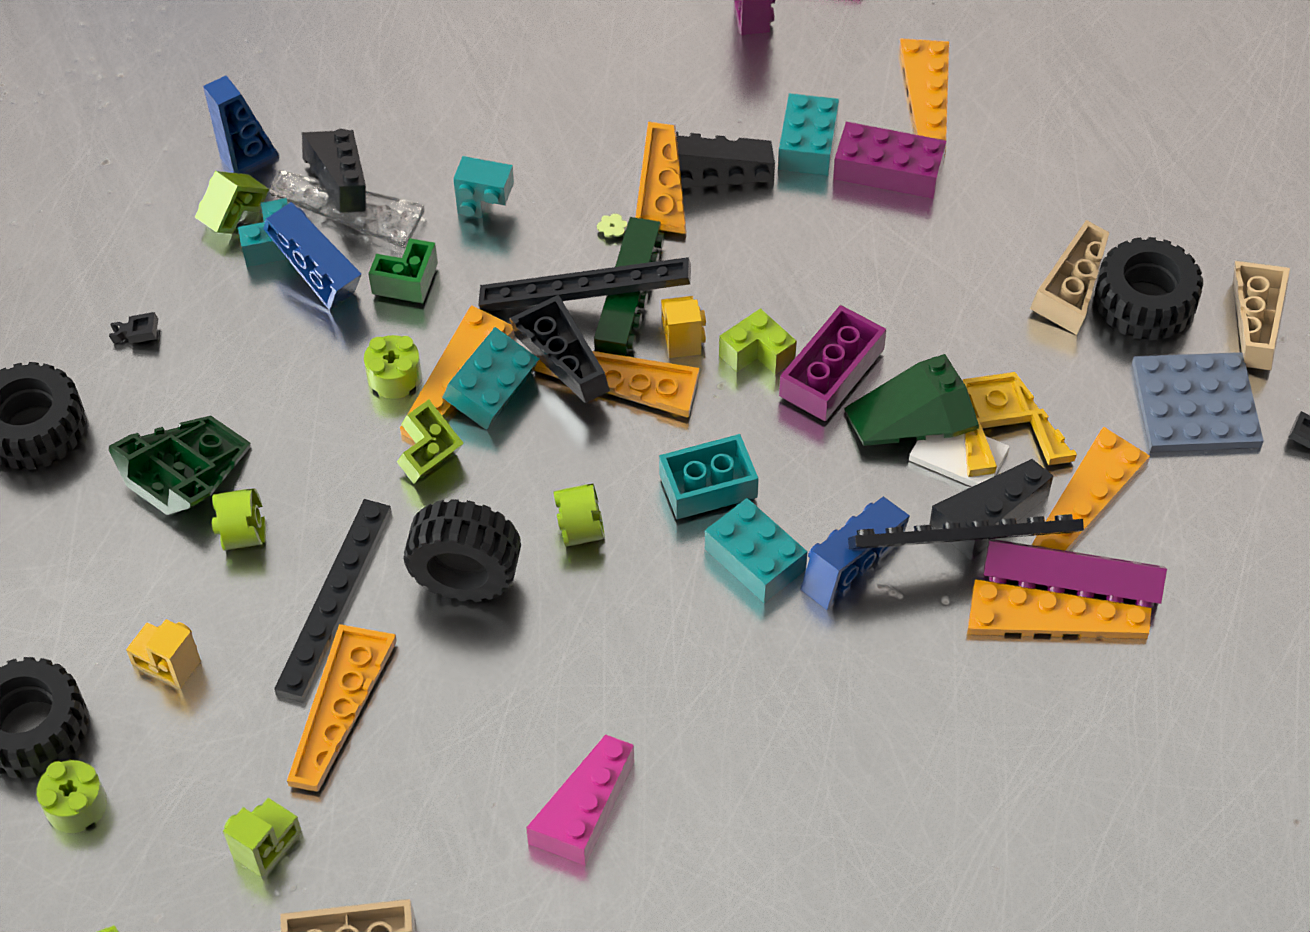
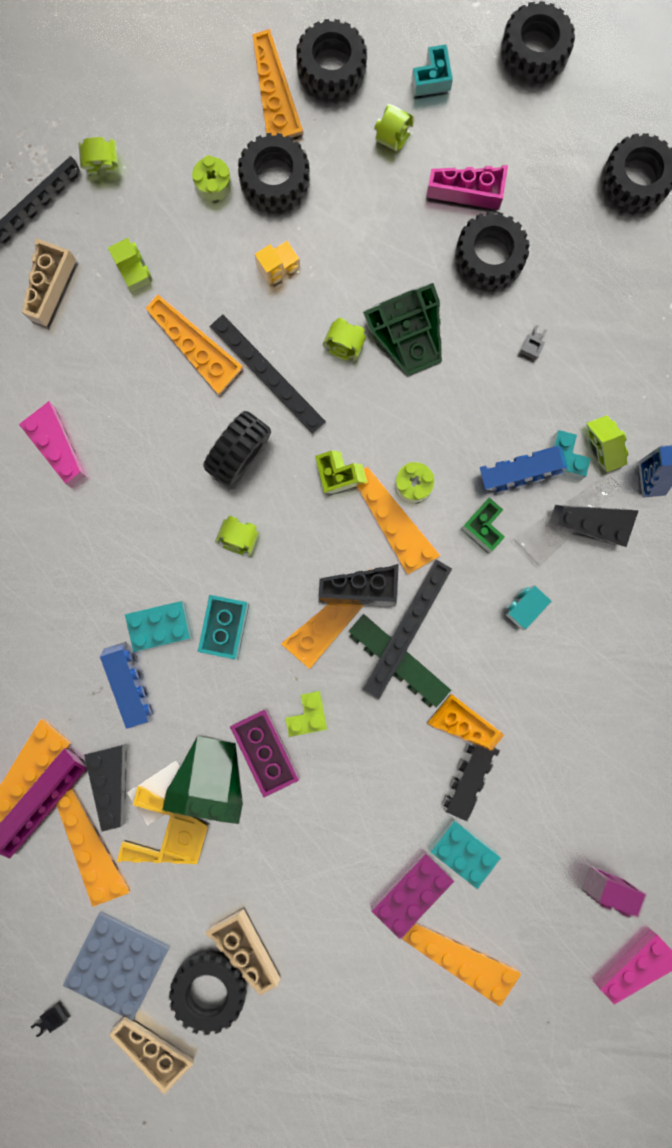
camera: 115 degrees right, 30 degrees up
(490, 378) = (368, 535): teal brick -> none
(612, 225) = (462, 674): yellowish green plant -> none
(683, 326) = (348, 676): yellow brick -> none
(953, 533) = (83, 748): black plate -> none

